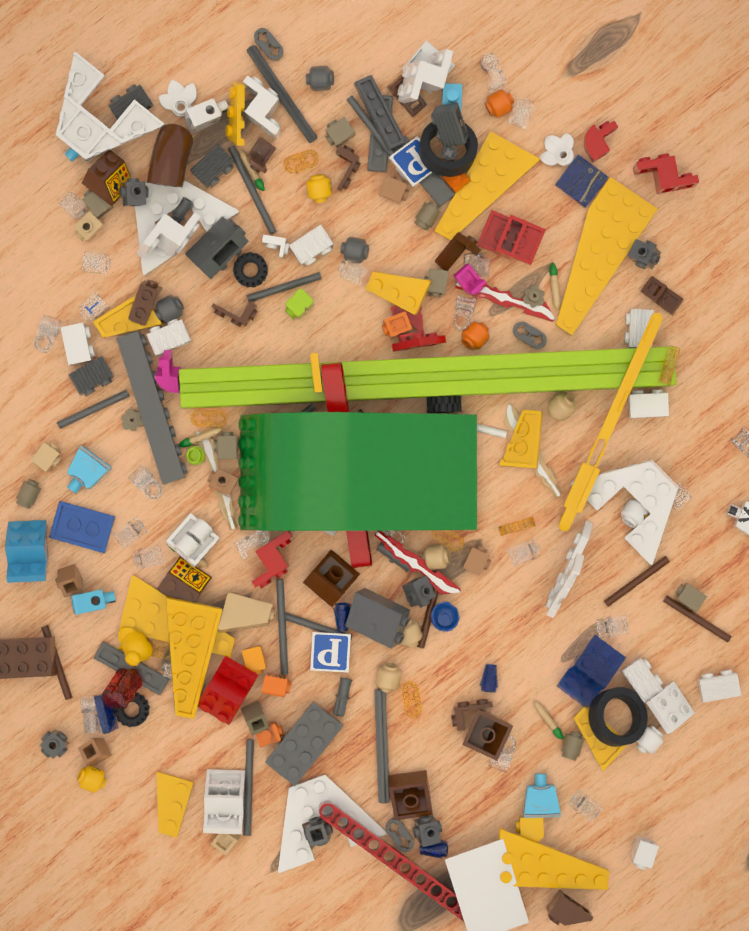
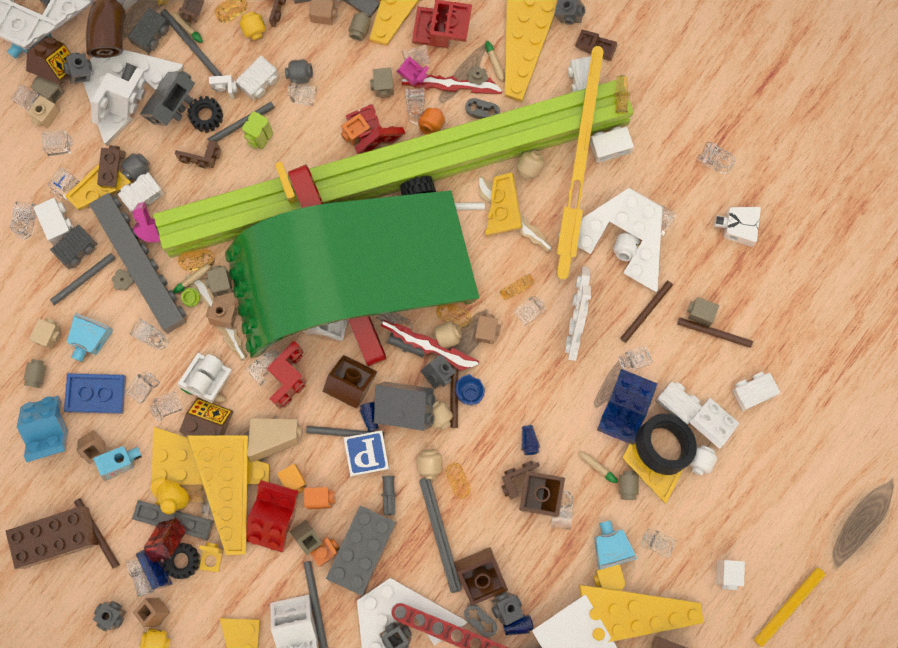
camera: 15 degrees left, 10 degrees down
(164, 706) = (210, 549): none -> yellow bracket
(282, 626) = (312, 440): dark grey piece -> none
(400, 290) = (350, 96): yellow wing -> none
(455, 249) = (395, 44): reddish brown bracket -> none
(692, 895) = (789, 607): none -> yellow axle

